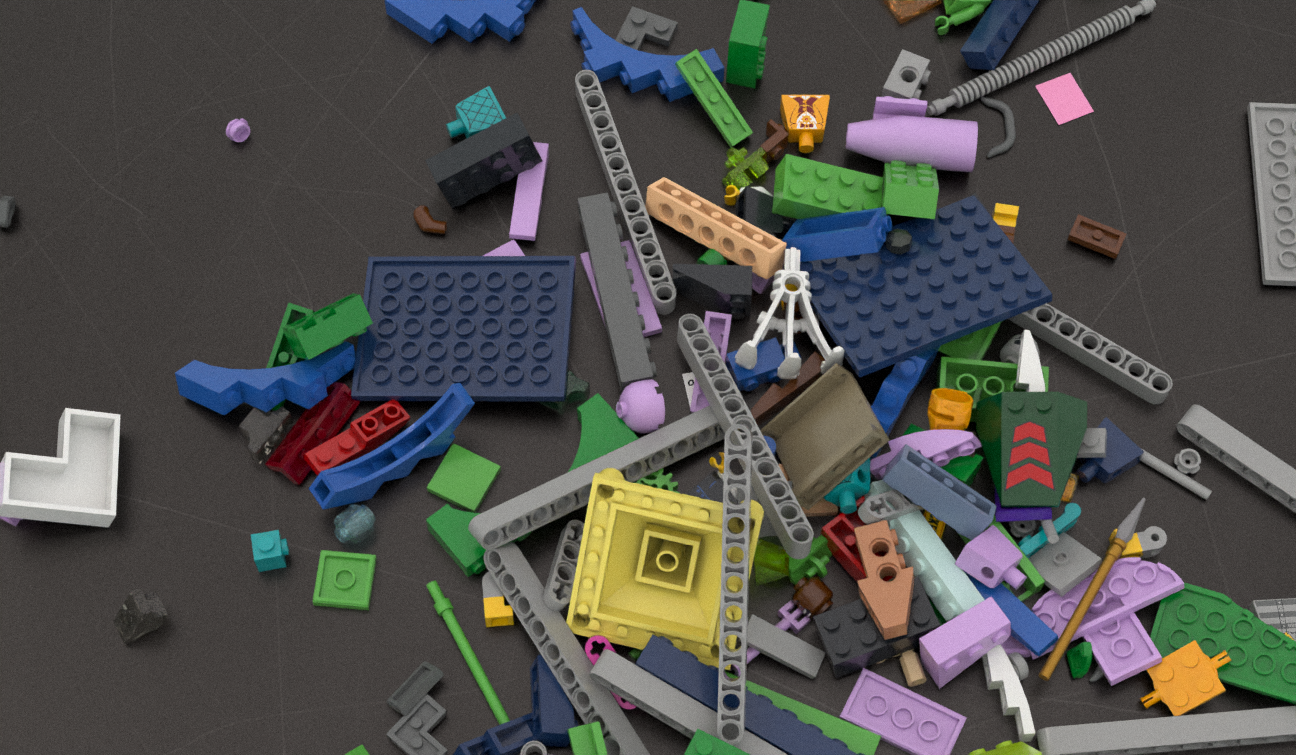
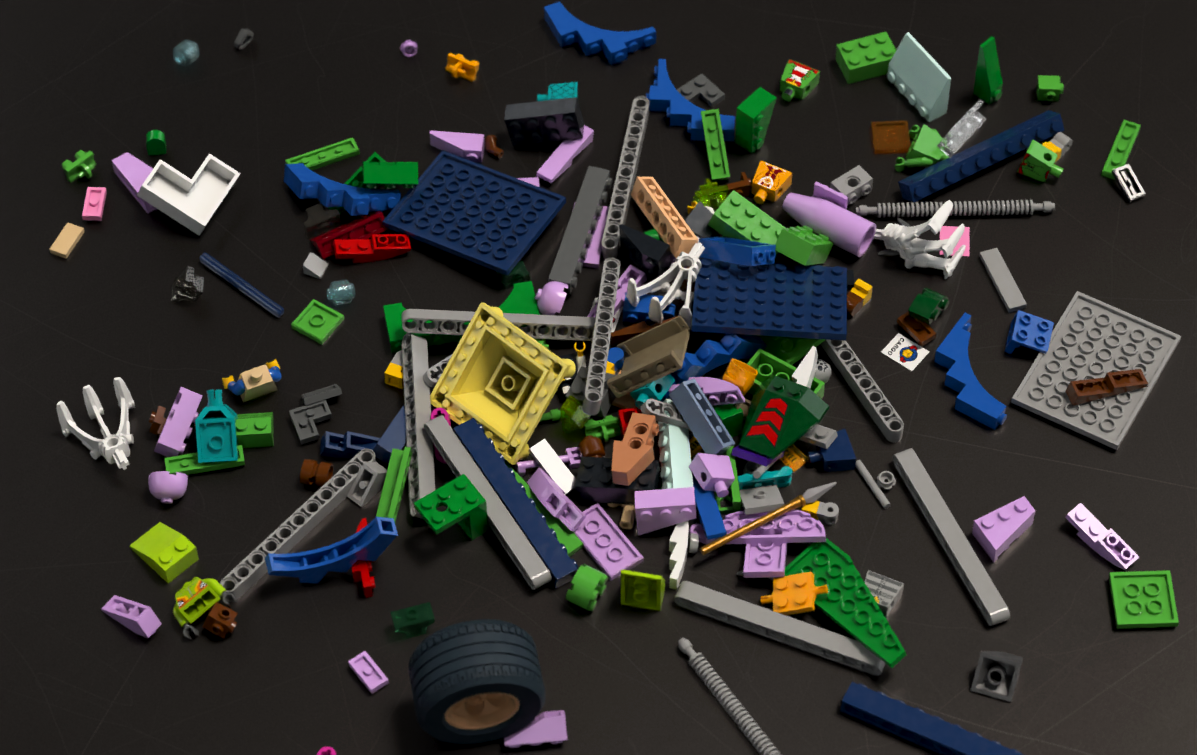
camera: 30 degrees right, 10 degrees down
(210, 574) = (241, 285): none -> dark blue axle
(213, 332) = (327, 155): none -> bright green tile
(269, 550) = (282, 285): teal brick -> none
(295, 500) = (314, 266): none -> light grey slope
(319, 714) = (255, 381): none -> tan torso
(323, 128) = (461, 67): none -> light orange hips
(387, 239) = (460, 144): none -> lavender slope
(396, 458) = (386, 266): blue arch -> none
(444, 608) = (366, 362): bright green bar -> none
(463, 478) = (423, 295): bright green tile -> none
(738, 598) = (529, 407): light grey beam -> none
(810, 693) = (555, 500): none -> lavender slope
(898, 241) = (773, 269): pearl dark grey tile -> none
(1037, 131) = (915, 250): none -> white piece
(1080, 659) = (736, 556): green tile -> none
(1098, 202) = (928, 306): none -> dark green brick
(1099, 274) = (905, 352): none -> white sticker
(1153, 125) = (1003, 280): none -> light grey tile
(1221, 301) = (972, 397): none -> blue arch
(1230, 184) = (1029, 332): none -> blue bracket

